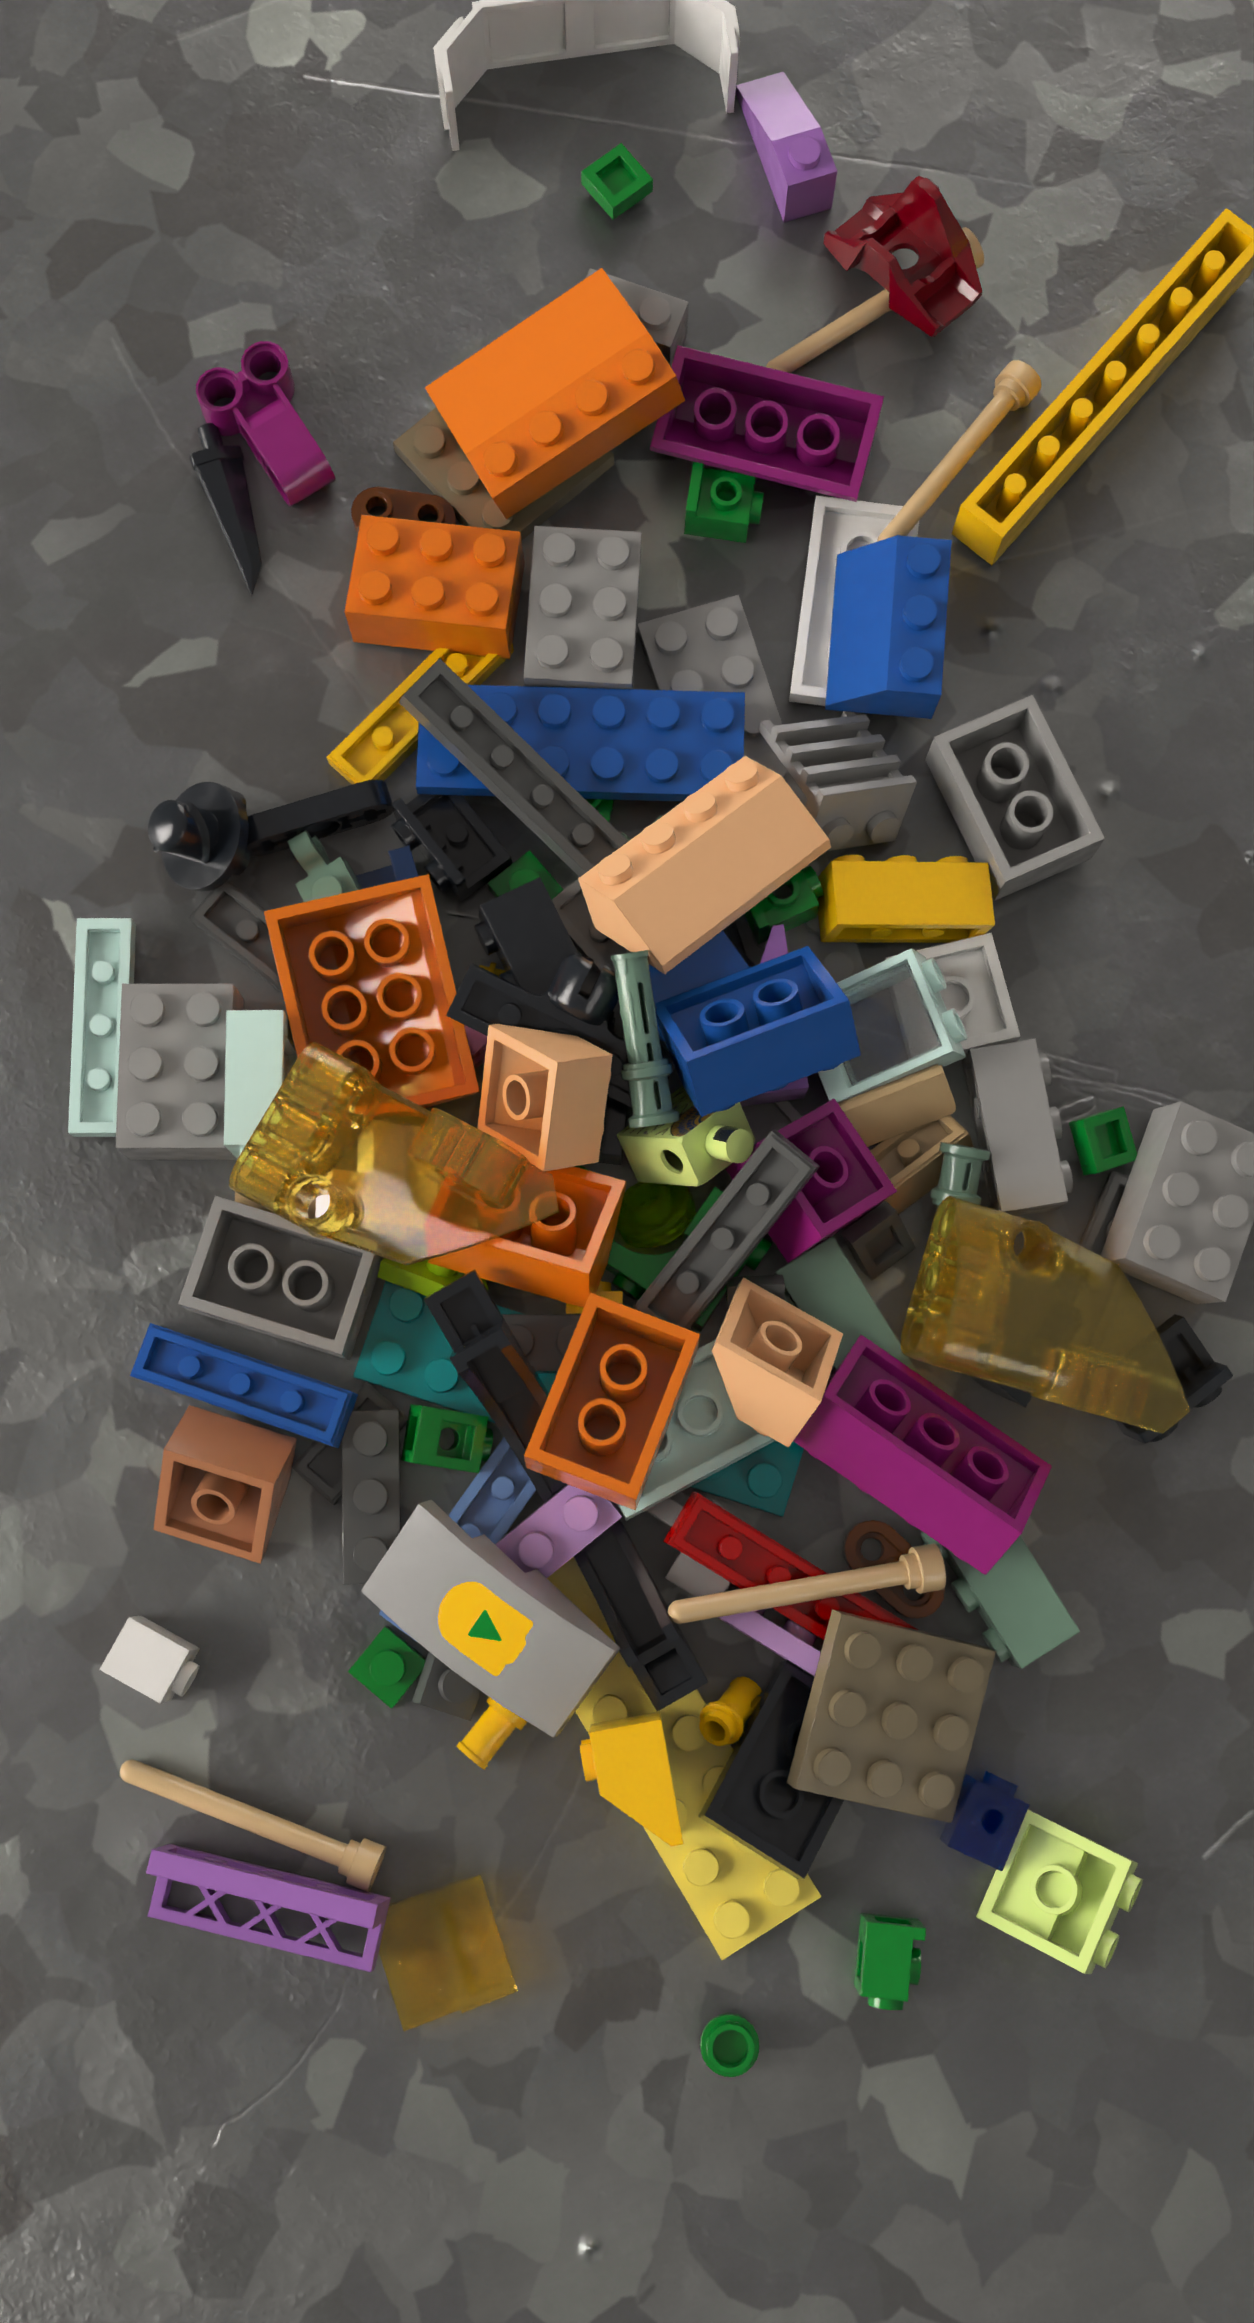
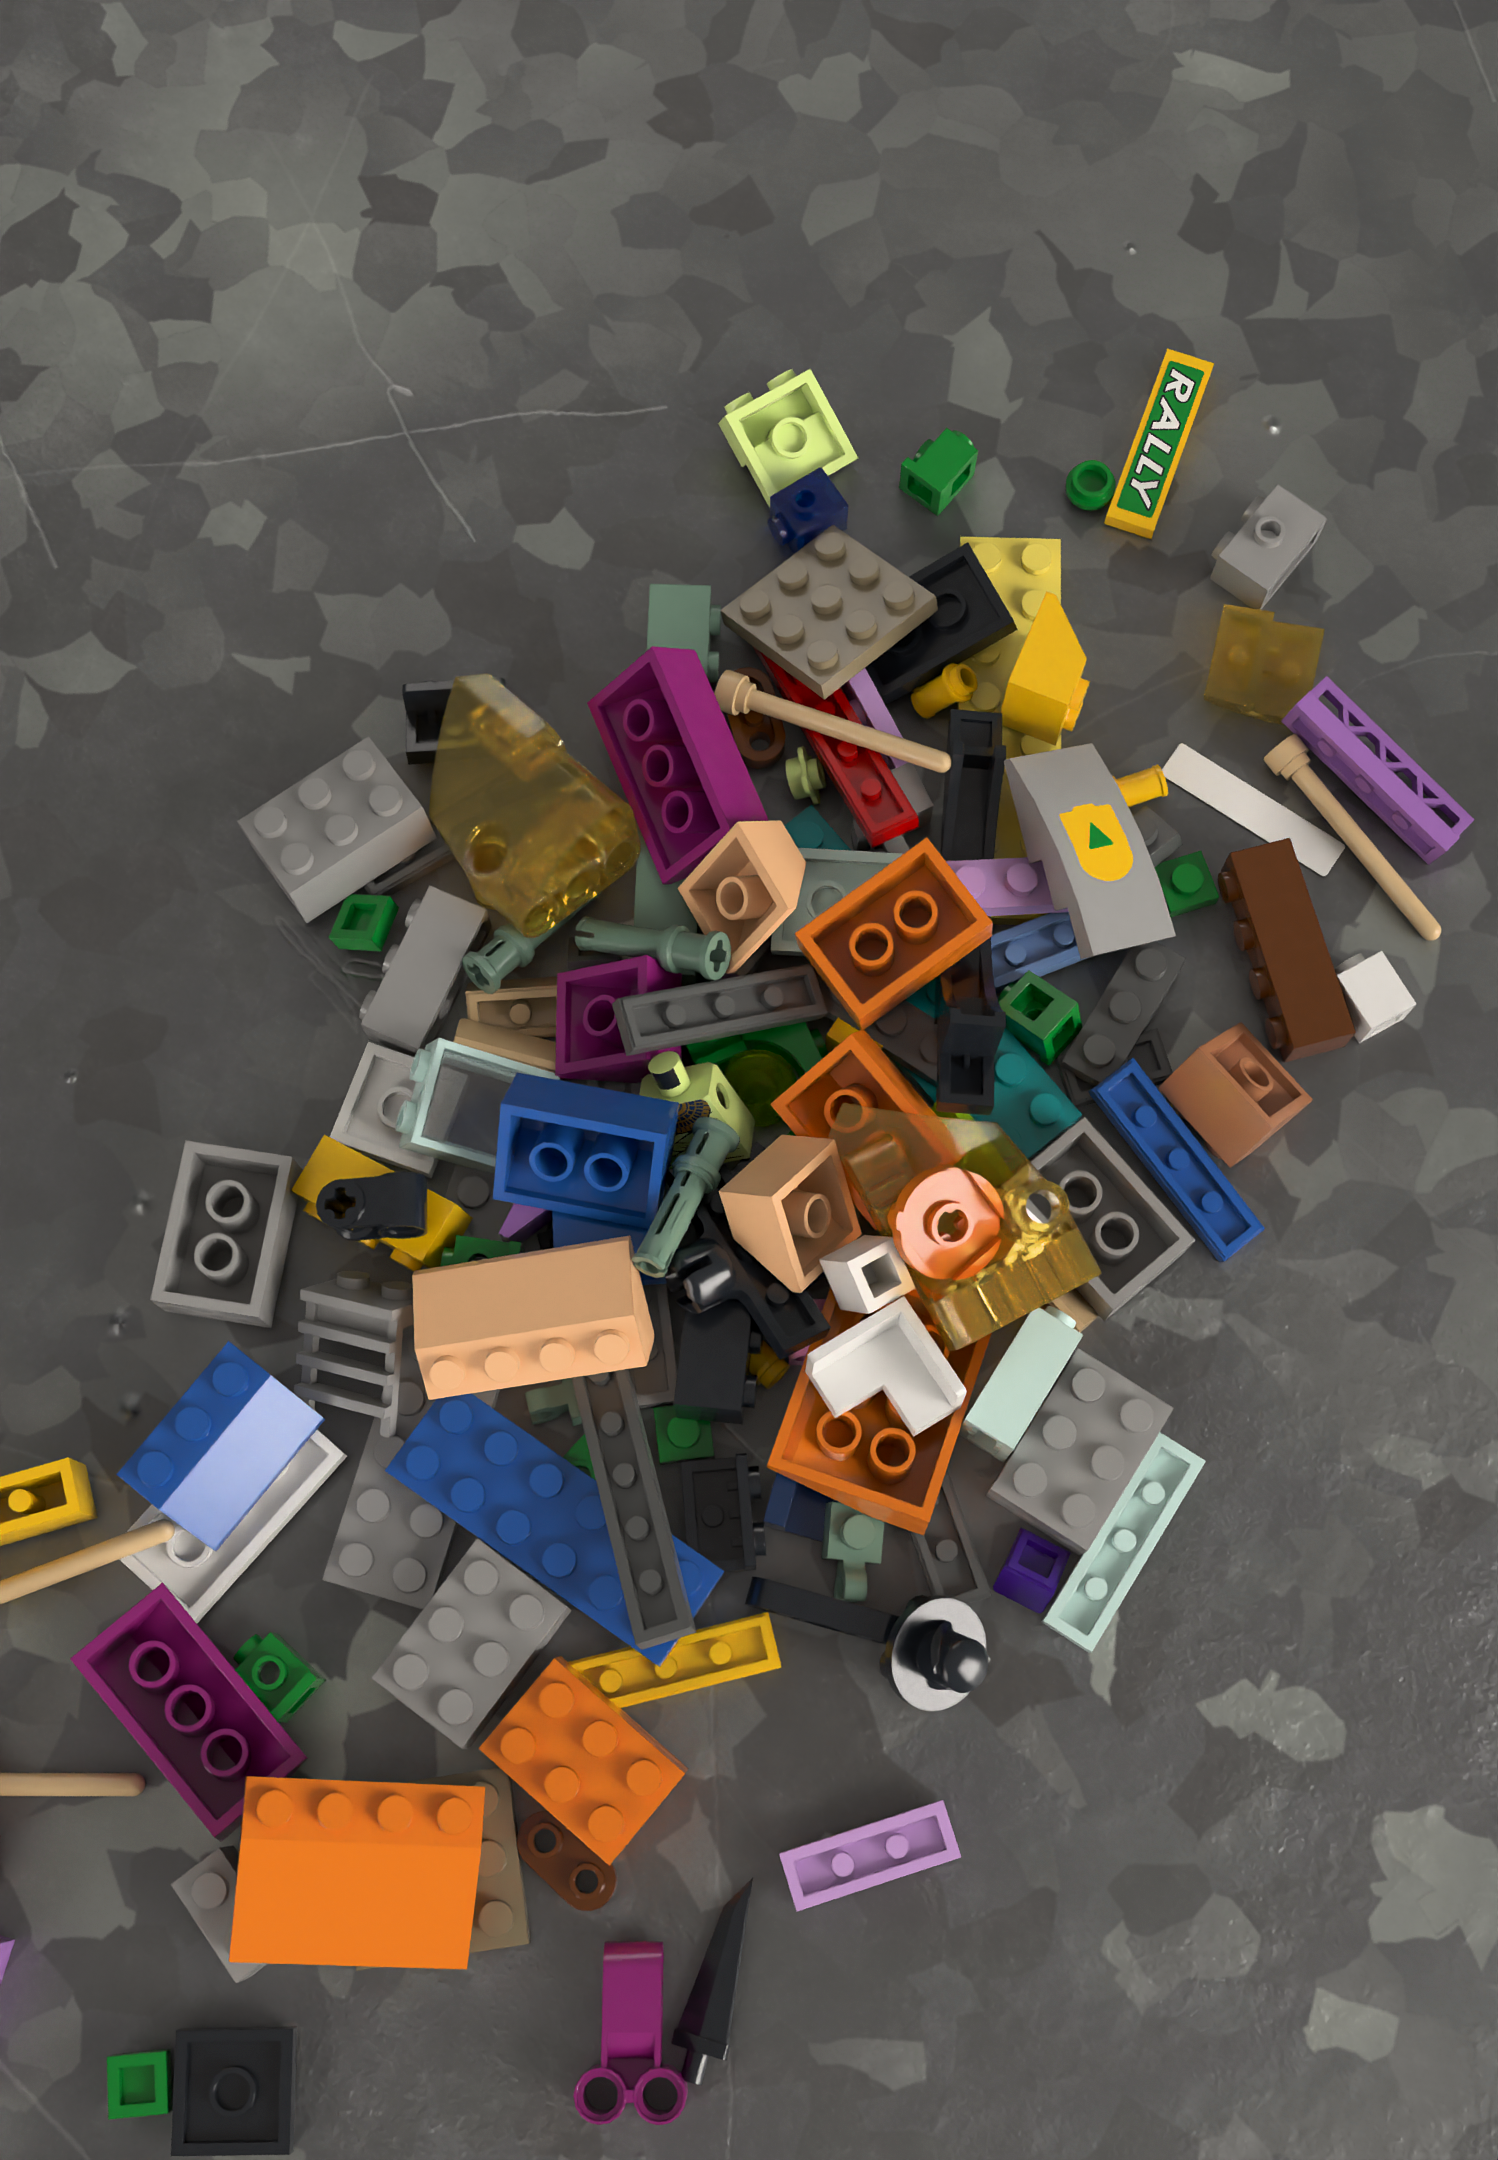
camera: 145 degrees left, 5 degrees down
(167, 661) = (869, 1855): none -> lavender plate
(167, 957) = (1031, 1571): none -> dark purple slope
(254, 1655) = (1285, 950): none -> reddish brown brick
(369, 1791) = (1252, 808): none -> white sticker
(380, 1024) = (891, 1355): none -> white panel
(421, 1155) = (917, 1215): none -> orange plate
(441, 1074) = (867, 1274): none -> white brick
(510, 2087) = (1267, 547): none -> light grey brick
(544, 218) = (234, 2091): none -> black plate
(690, 2146) = (1159, 444): none -> tile
(806, 1266) = (672, 948): none -> sand green pin
(807, 1538) = (805, 776): none -> yellowish green plate
(896, 875) = (384, 1207): none -> black piece

